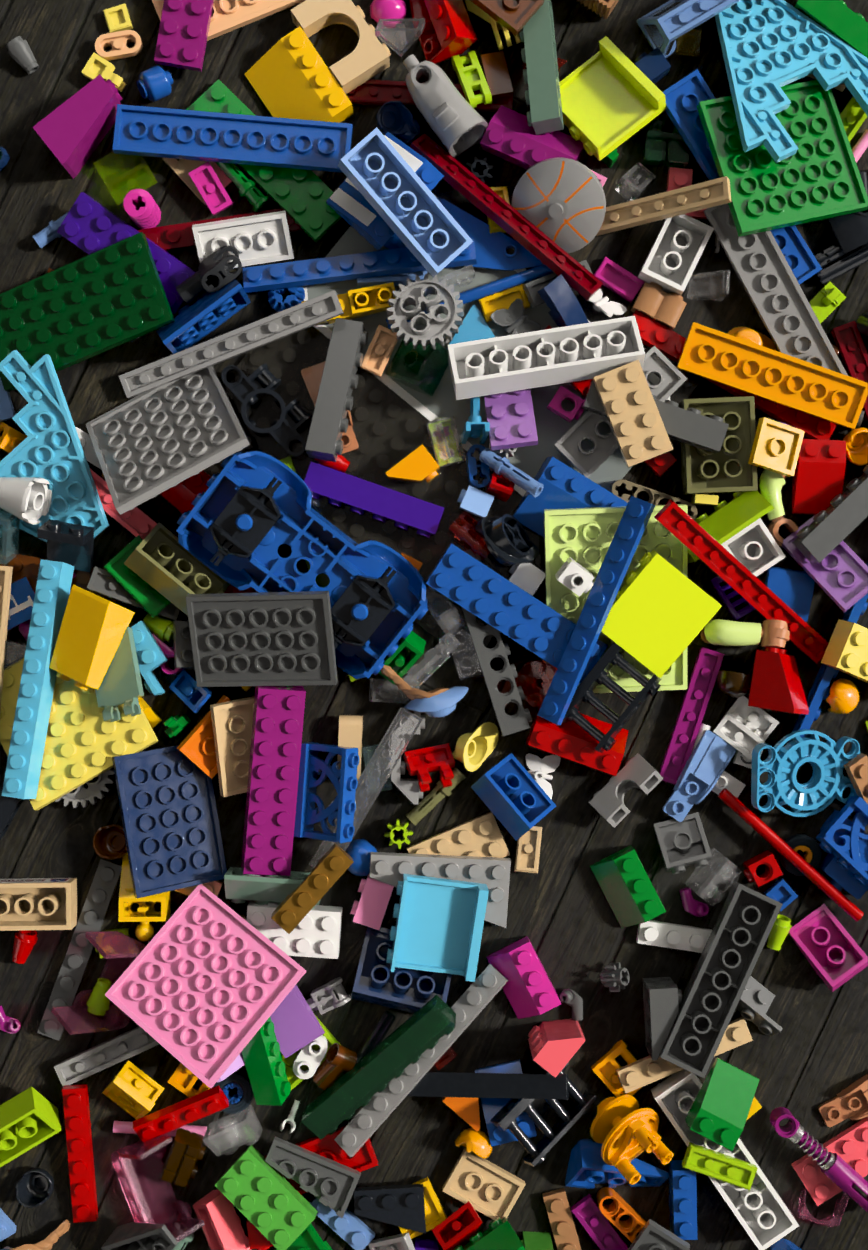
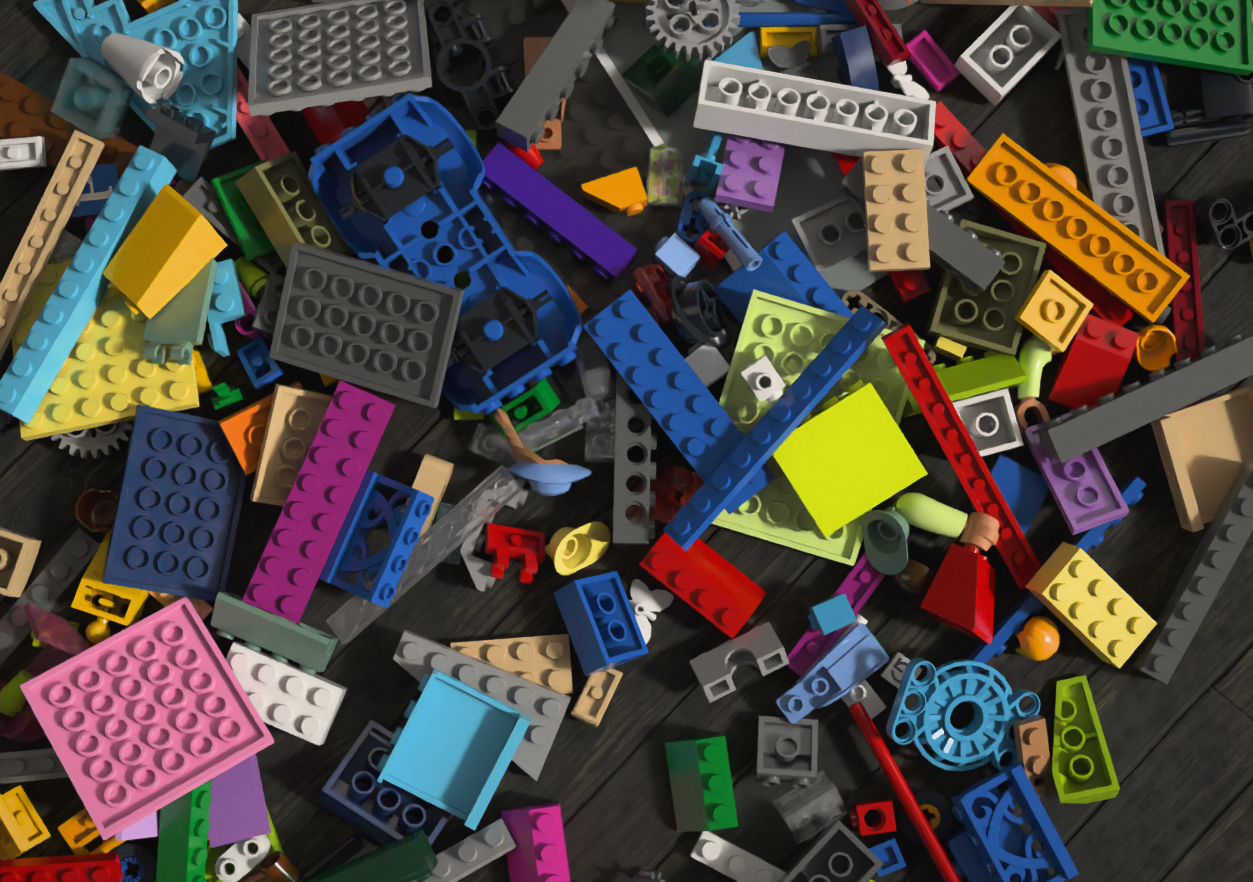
camera: 10 degrees right, 5 degrees down
(312, 889) = (317, 645): pearl gold arch -> none
(328, 996) = (291, 791): light grey connector -> none
(360, 851) = (387, 632): blue hair -> none
(372, 903) = (385, 693): bright pink brick -> none
(379, 351) = (624, 46): light nougat plate -> none
(399, 840) = (438, 618): lime gear -> none
(434, 798) = (505, 592): olive pin -> none
(564, 394) = (820, 168): dark pink brick -> none
(599, 675) = (753, 510): black fence -> none
(659, 305) = (969, 104): medium nougat brick -> none
(683, 732) = (831, 614): none -> dark azure brick
(691, 905) = (772, 833): magenta arm -> none
(706, 663) = (885, 540): none -> sand green piece
(709, 285) = (1034, 102): clear slope -> none
(735, 615) = (937, 485): dark purple slope -> none
(745, 726) = (909, 634): white slope -> none
(826, 301) = (1168, 168): lime hinge -> none

